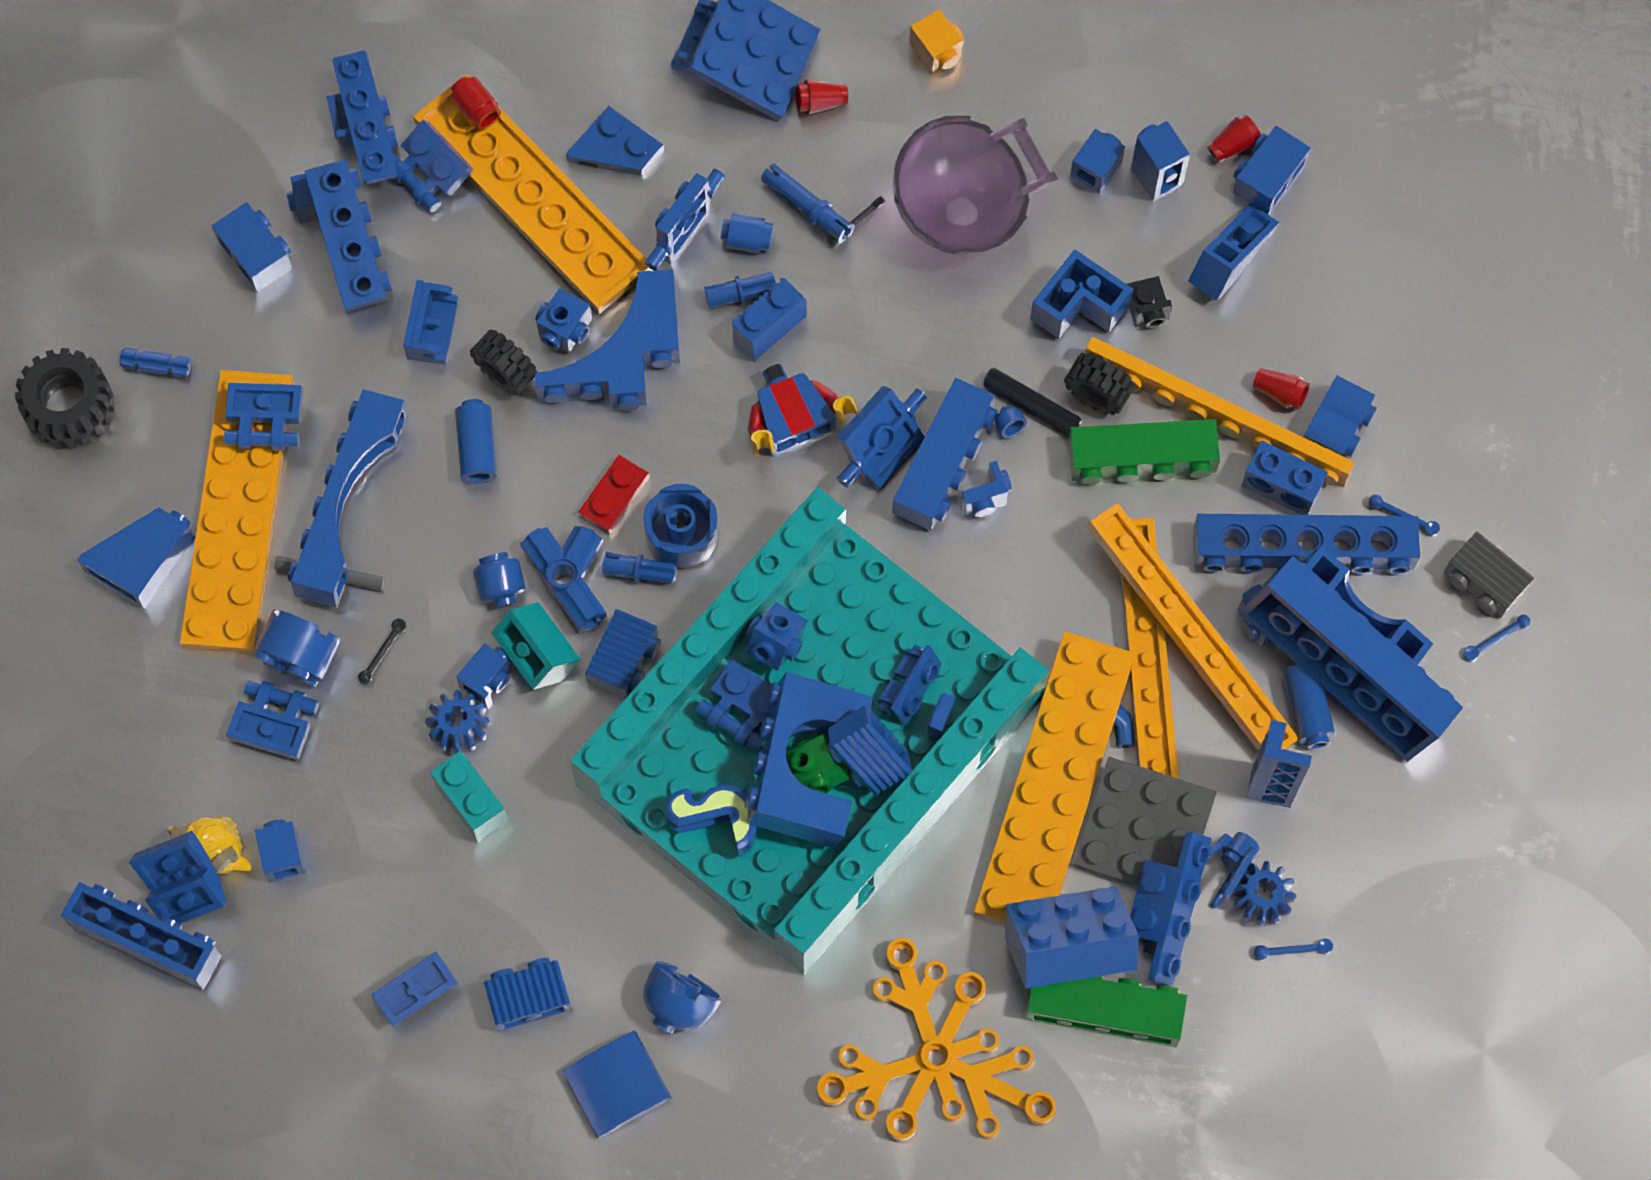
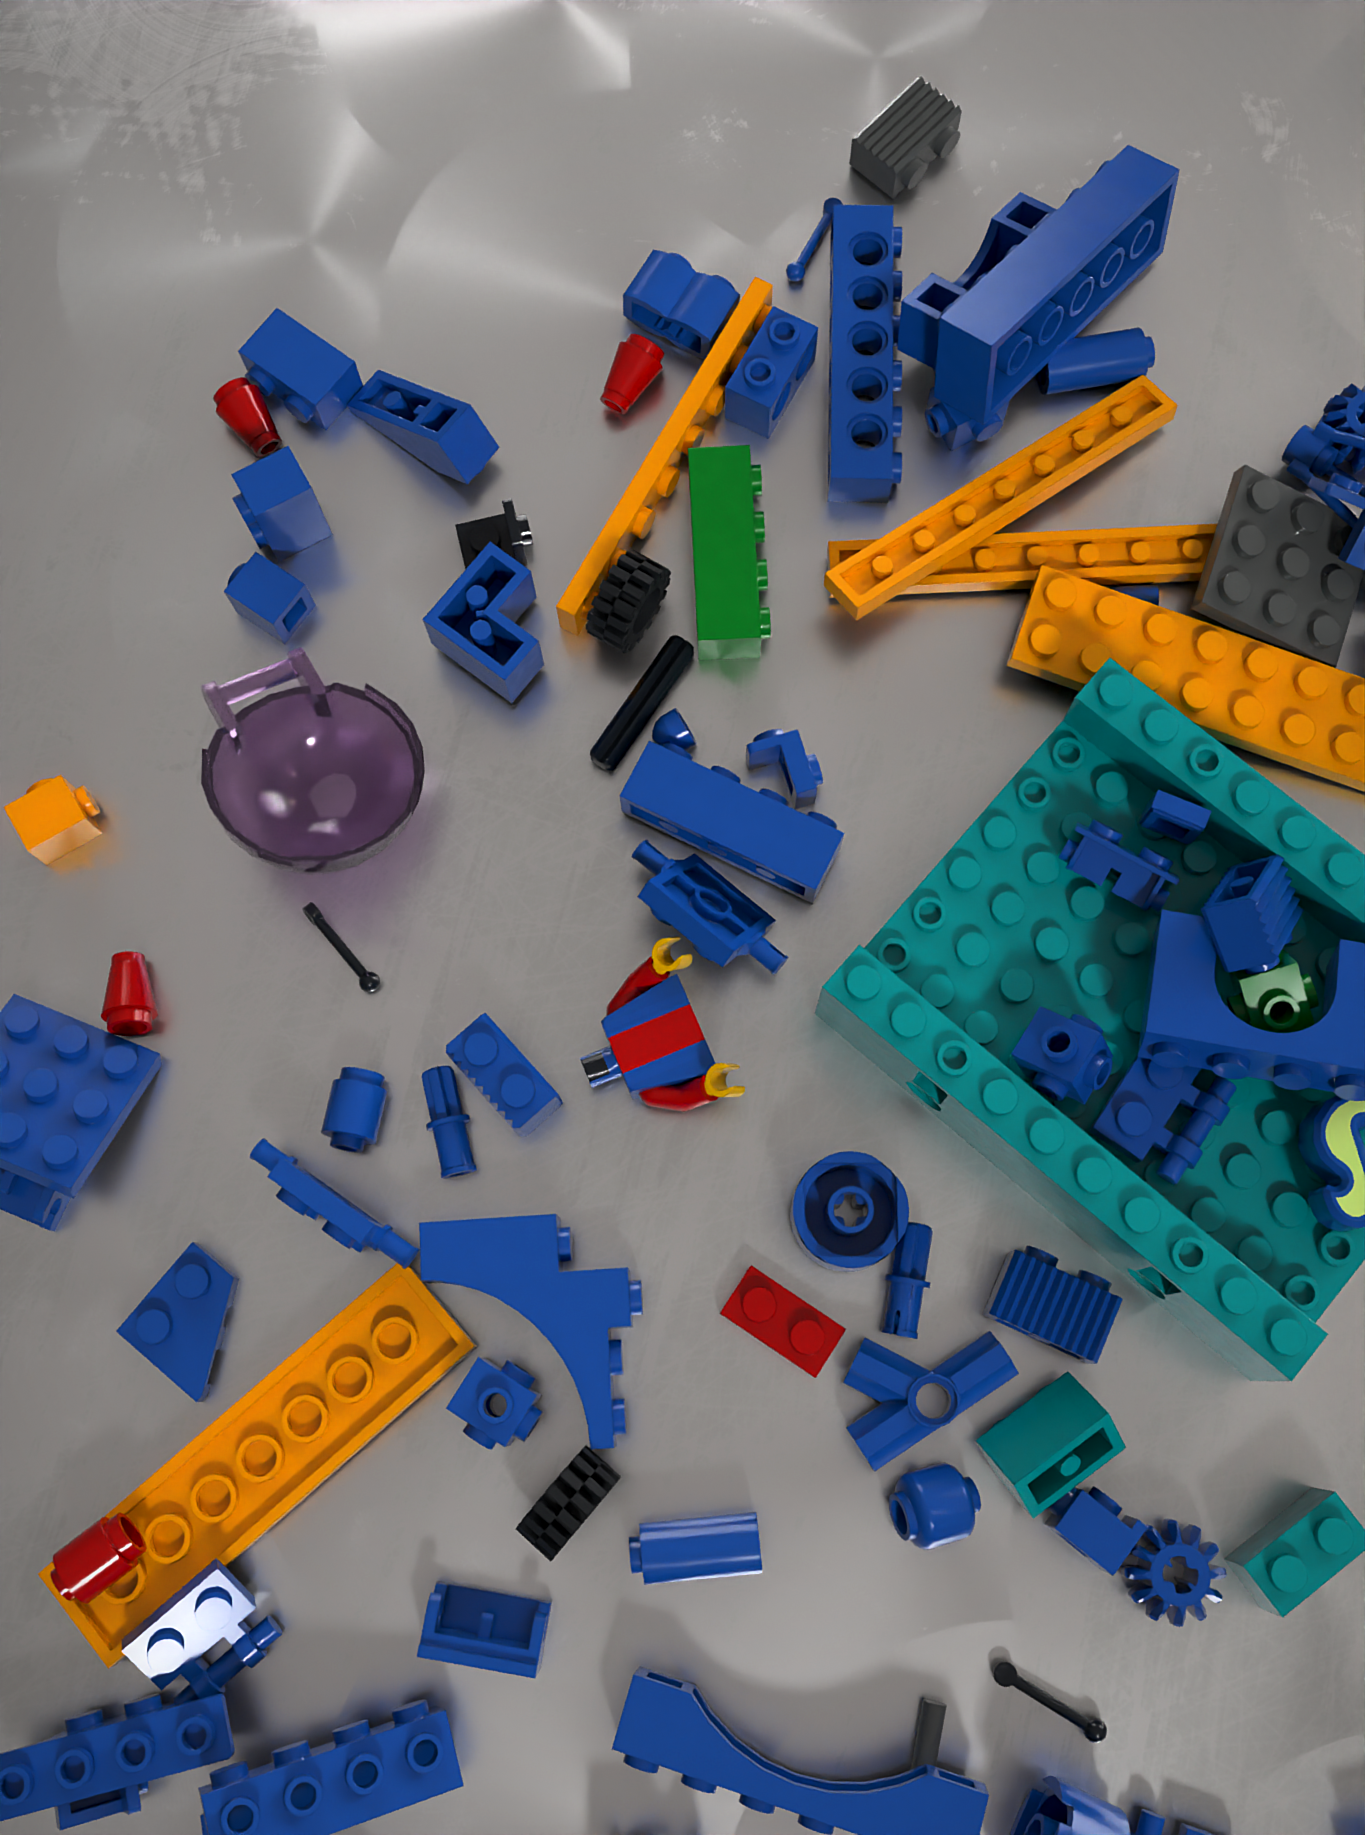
camera: 85 degrees left, 5 degrees up
(818, 211) = (309, 1016): blue pin -> none
(1277, 771) = (1227, 373): blue fence -> none
(1471, 652) = (1006, 170): blue hinge -> none

